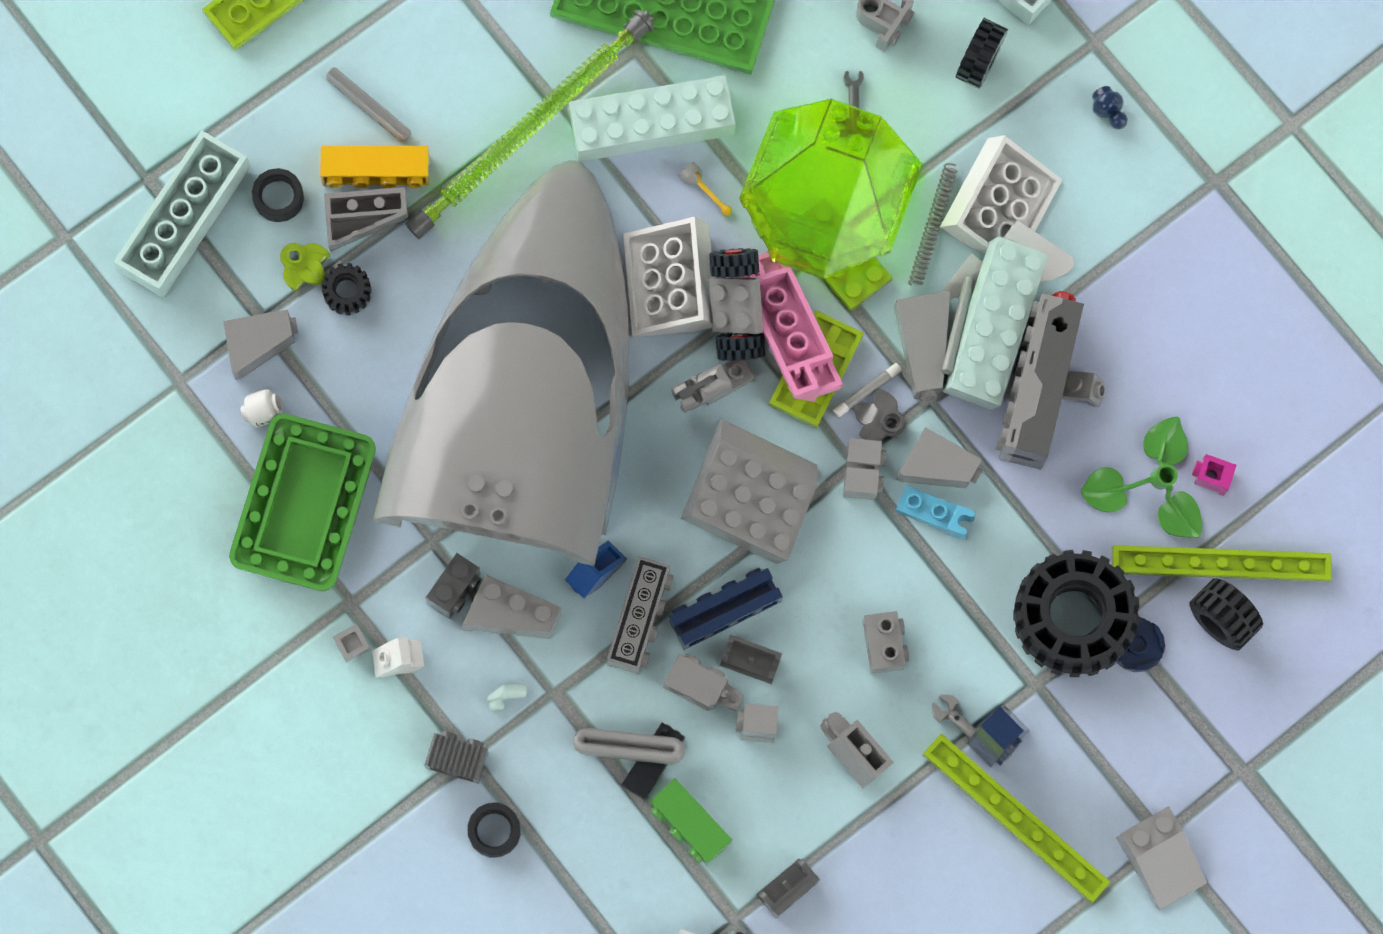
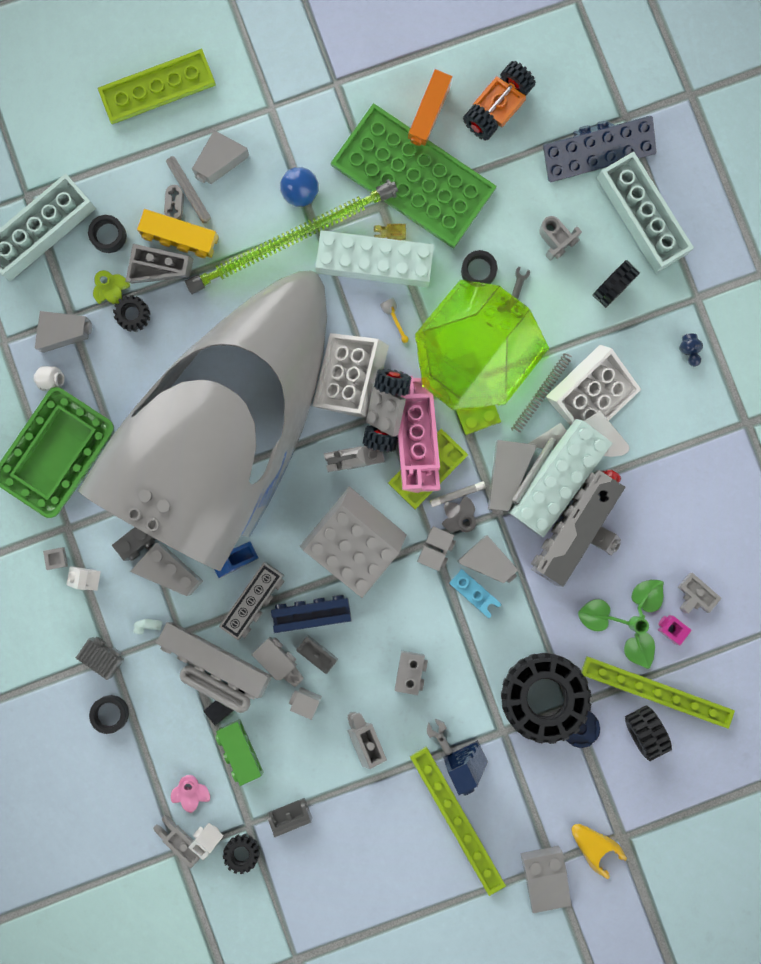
camera: 25 degrees right, 10 degrees up
(360, 126) = (178, 203): none -> light grey beam
(397, 50) = (218, 158): none -> light grey slope
(519, 55) = (299, 186): none -> blue piece
(615, 707) = (214, 660): none -> light grey brick
(640, 906) = (190, 796): none -> bright pink plate
(662, 76) = (391, 231): none -> clear yellow plate
(793, 70) = (479, 254): none -> black tyre
(1209, 794) = (595, 846): none -> yellow animal
(1229, 420) = (697, 595): none -> light grey hinge

